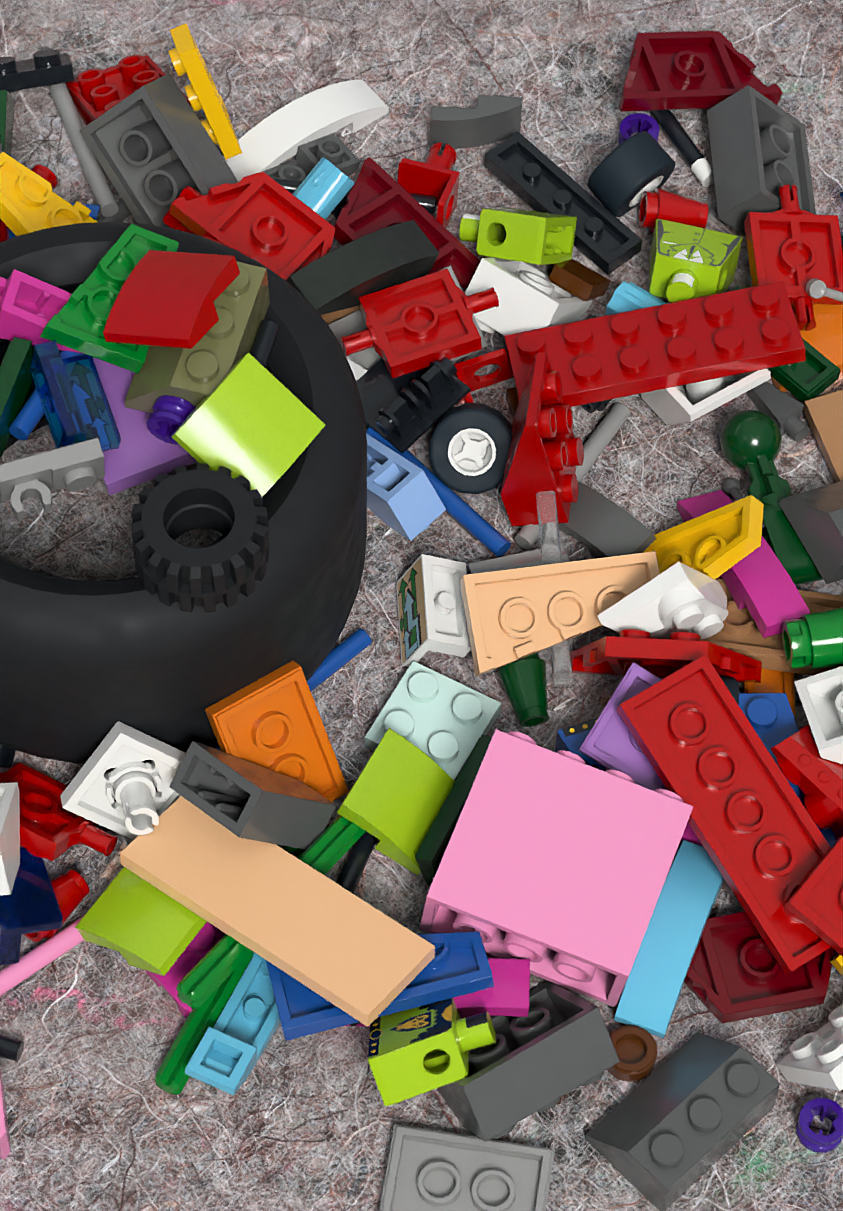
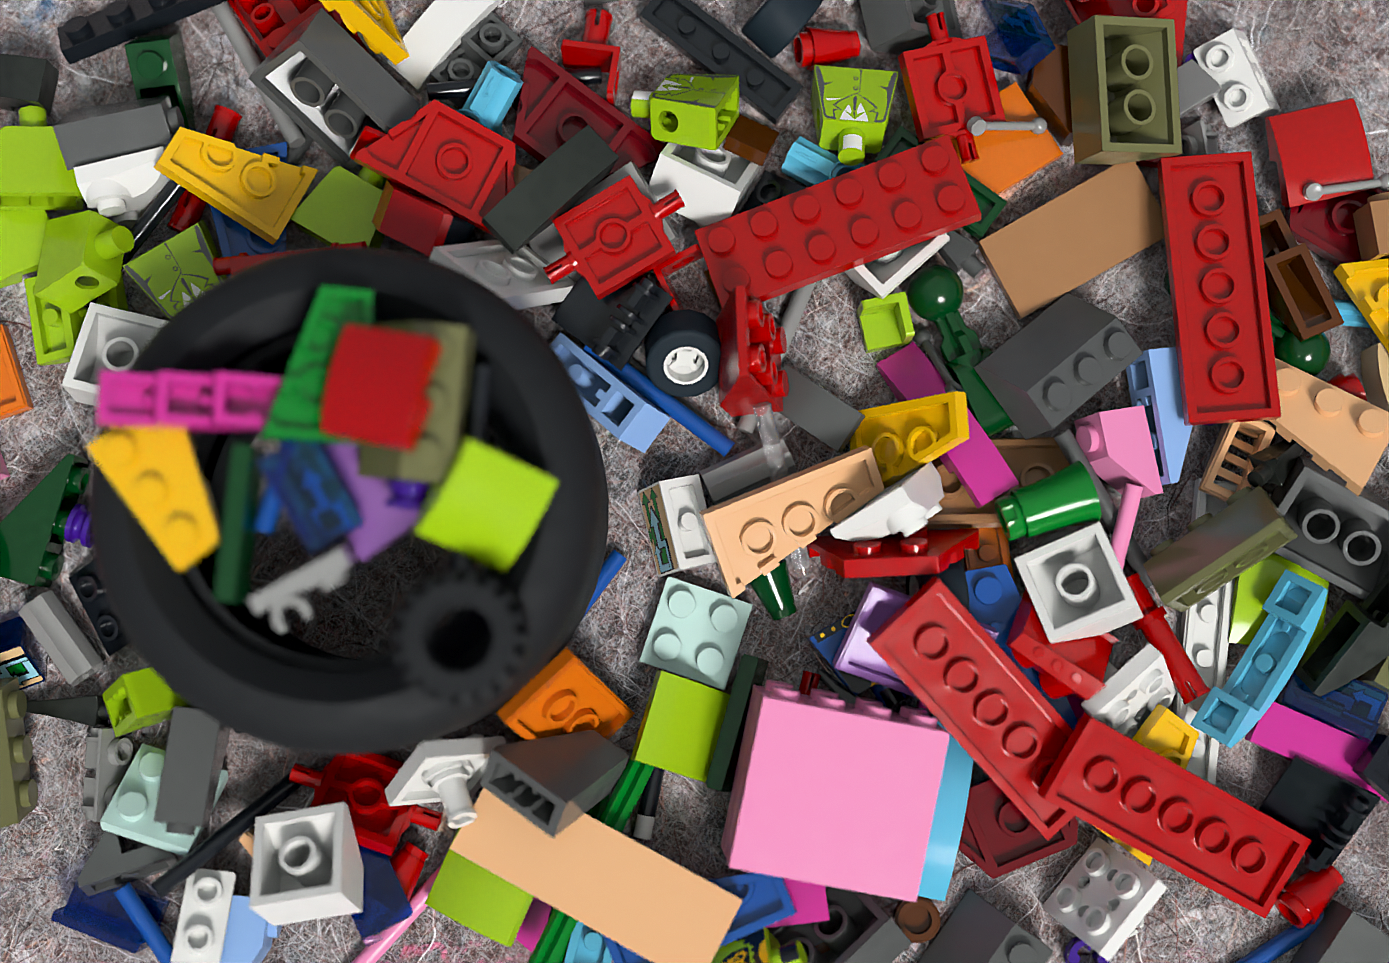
camera: 10 degrees left, 25 degrees up
(692, 459) = (885, 322): none -> lime panel

